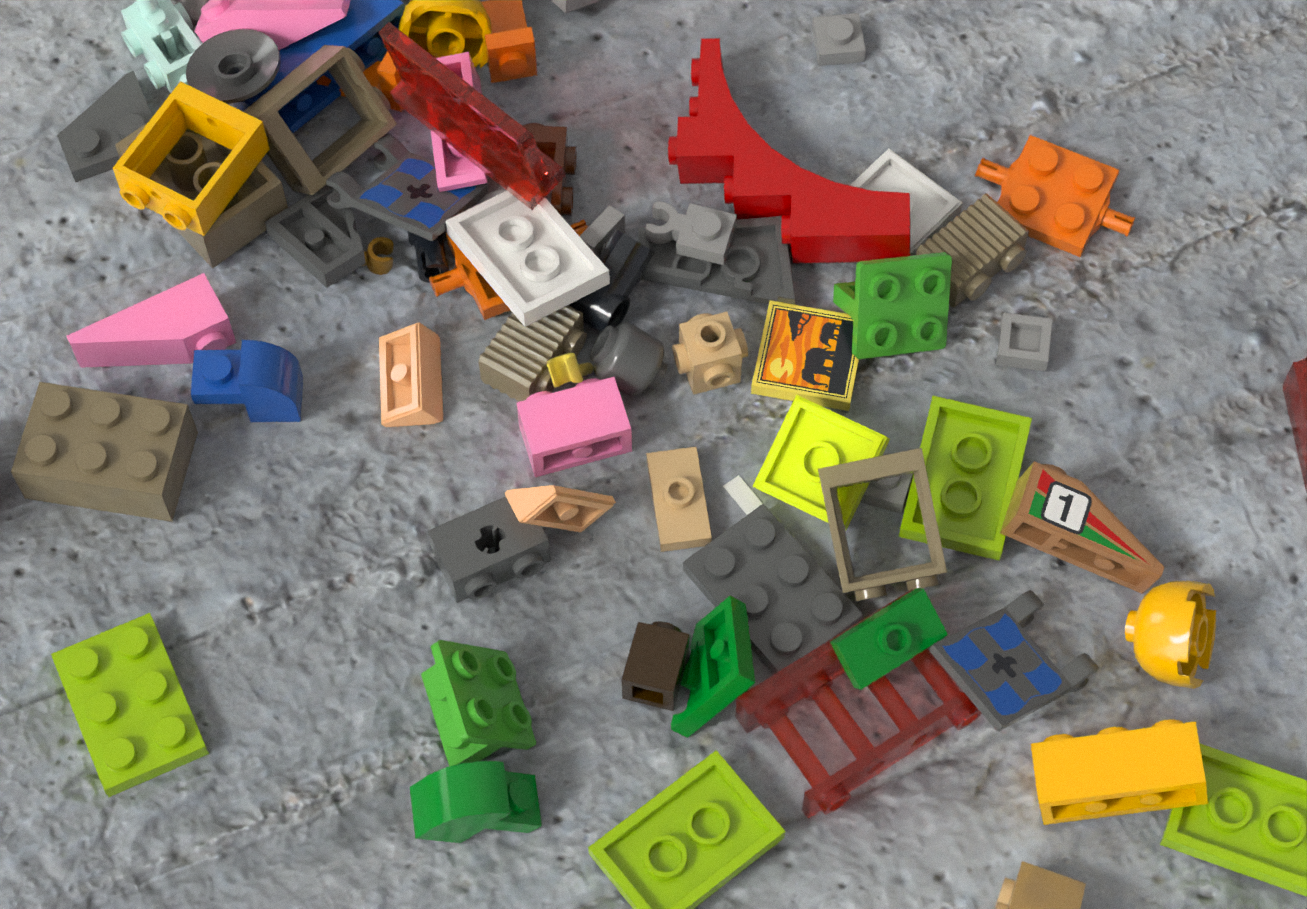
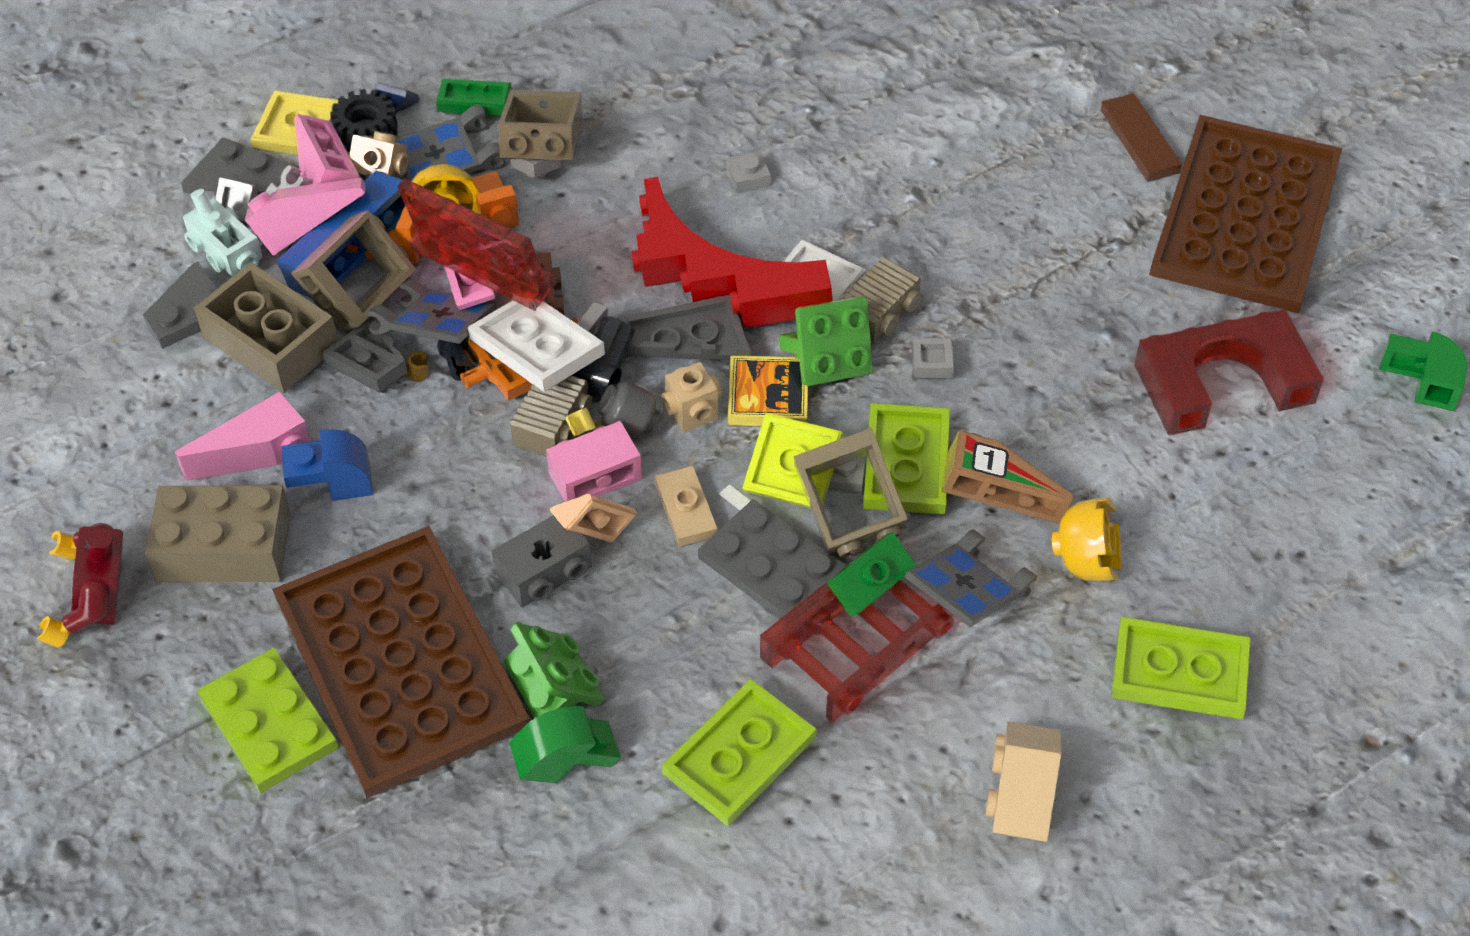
camera: 10 degrees left, 10 degrees down
(211, 118) = (256, 272): yellow window -> none
(234, 65) = (280, 240): dark grey dish -> none
(297, 654) = (400, 661): none -> reddish brown plate
(410, 377) = (456, 449): light nougat slope -> none
(655, 665) = (690, 625): dark brown brick -> none
(699, 234) = (666, 314): light grey plate -> none
(717, 667) = (740, 618): green wing -> none
(1057, 194) = (938, 254): orange plate -> none
(1119, 772) = (1069, 645): yellow brick -> none

